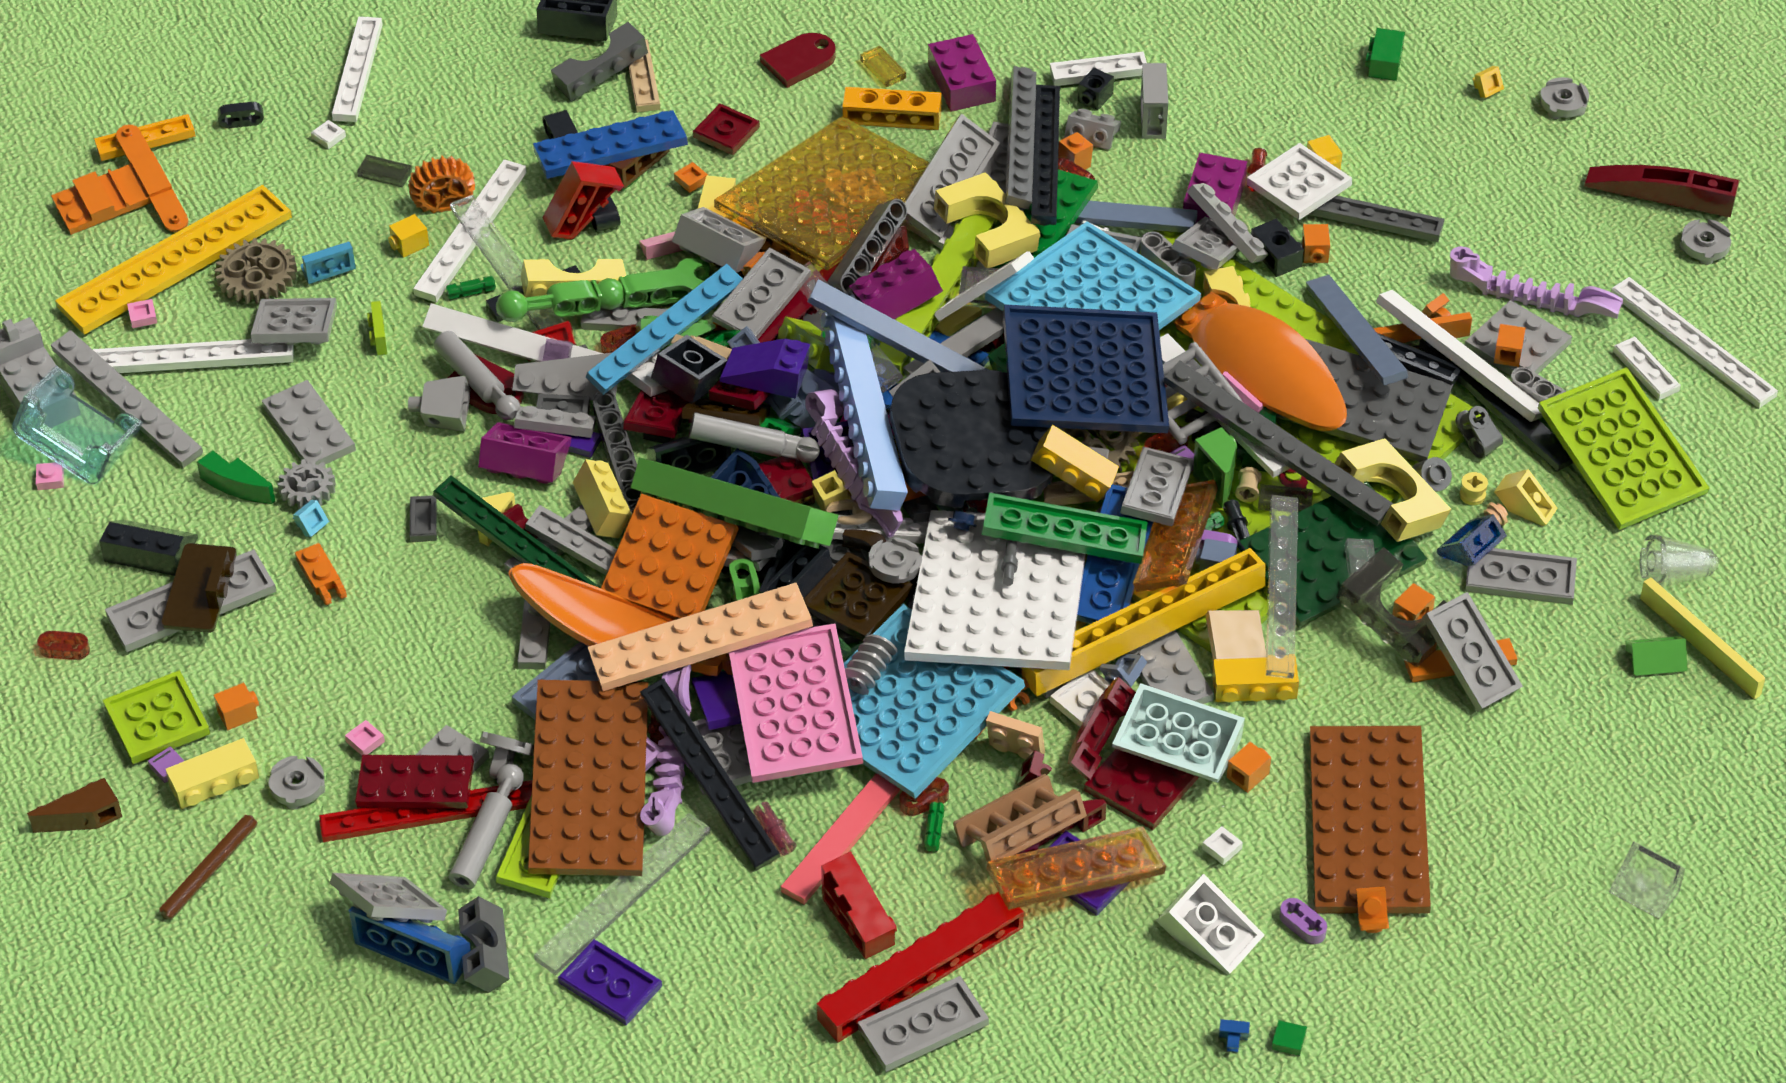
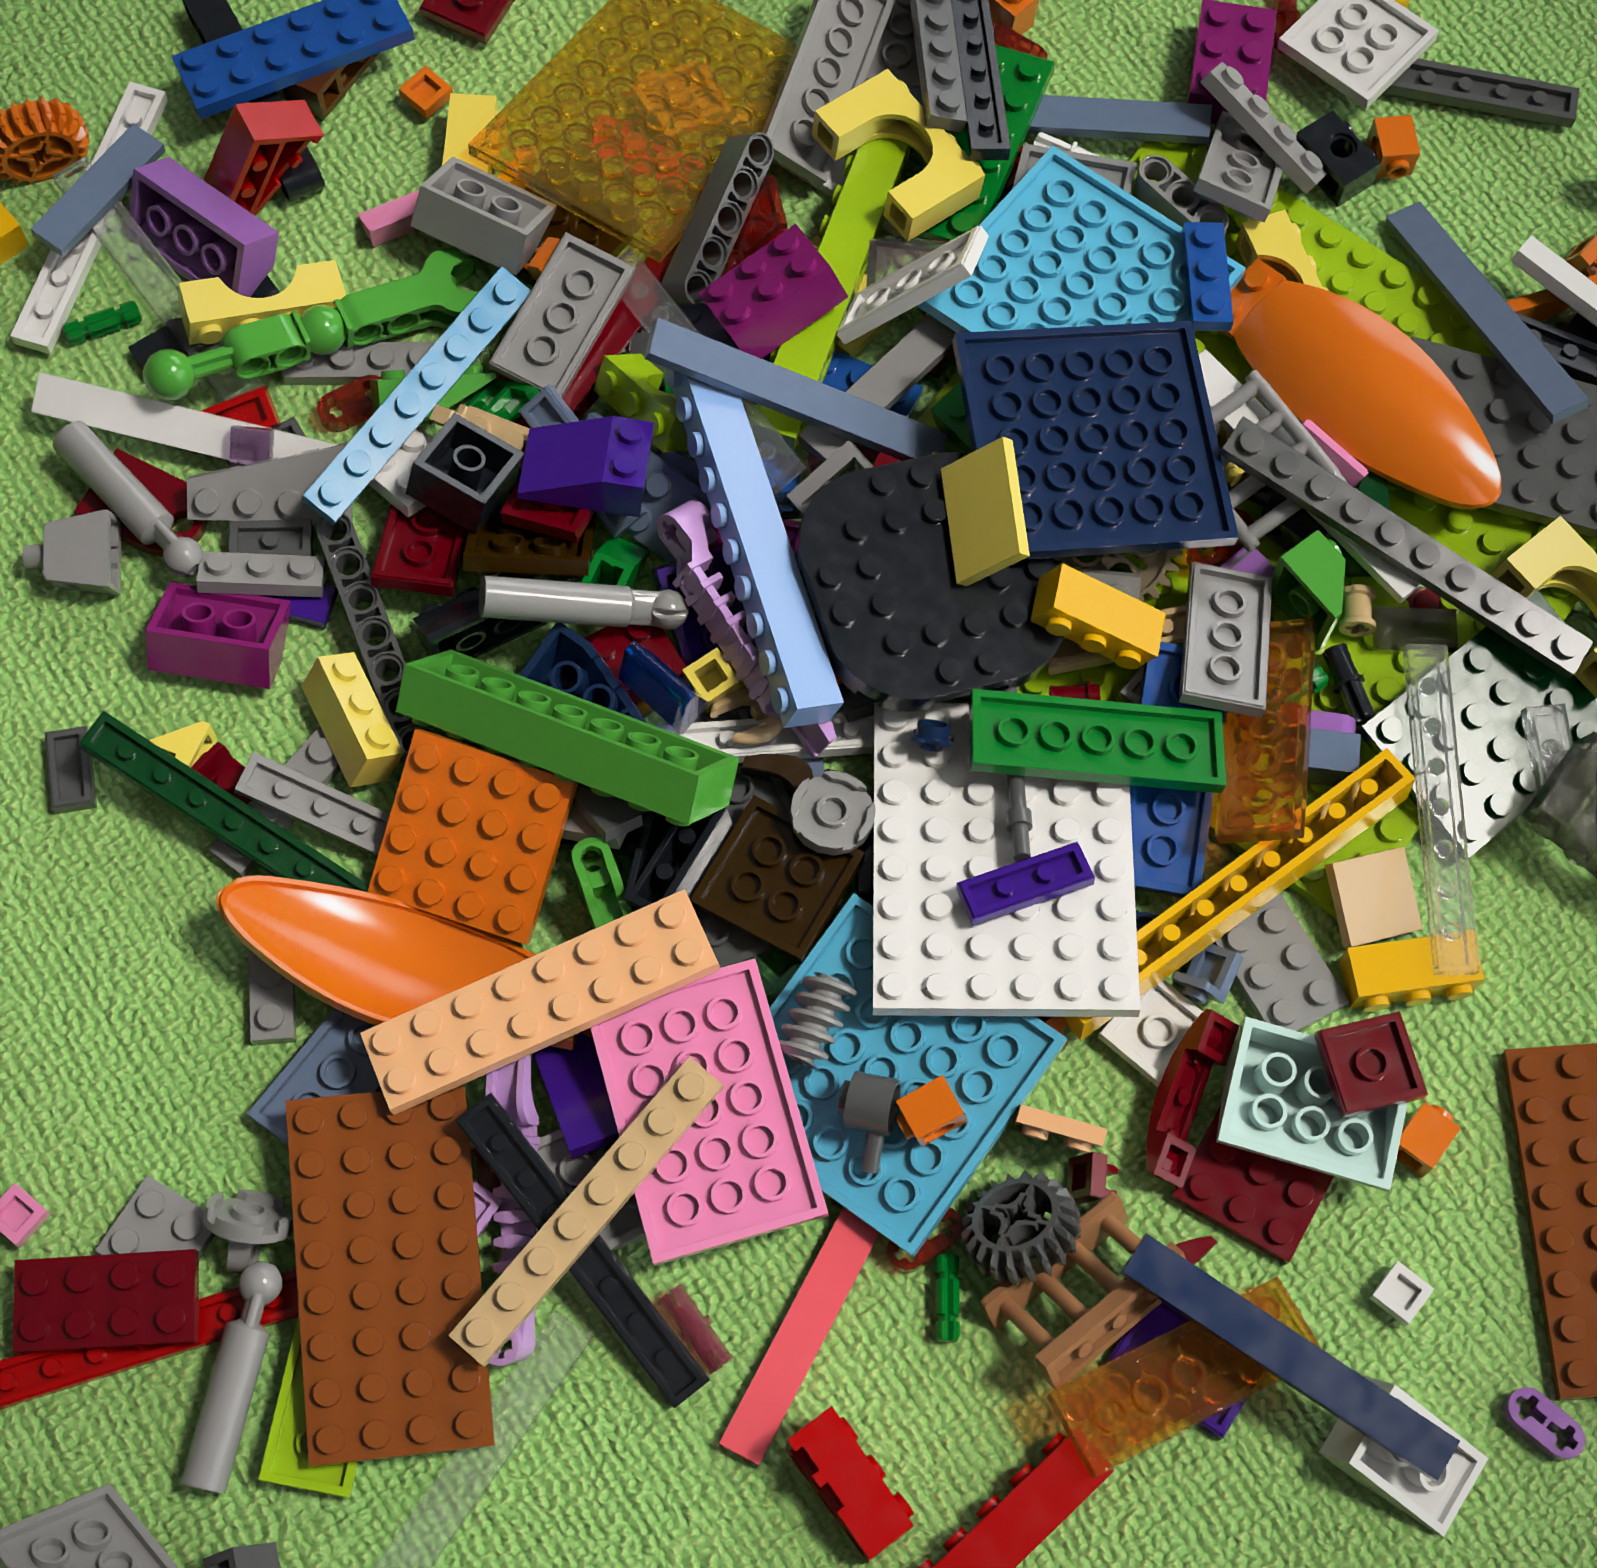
camera: 10 degrees left, 20 degrees up
(478, 211) = (96, 191): none -> sand blue tile
(540, 235) = (201, 228): none -> medium lavender slope
(714, 744) = (586, 1212): none -> tan plate
(795, 483) = (660, 687): none -> clear blue tile
(899, 708) = (870, 1107): none -> dark grey piece
(933, 712) = (930, 1112): none -> orange brick
(983, 785) = (1025, 1240): none -> dark grey gear
(1007, 395) = (985, 512): none -> light yellow tile
(1008, 595) = (1025, 883): none -> dark purple tile
(1138, 850) = (1290, 1357): none -> dark blue tile
(1173, 294) = (1207, 276): none -> blue plate
(1214, 710) = (1370, 1064): none -> dark red plate

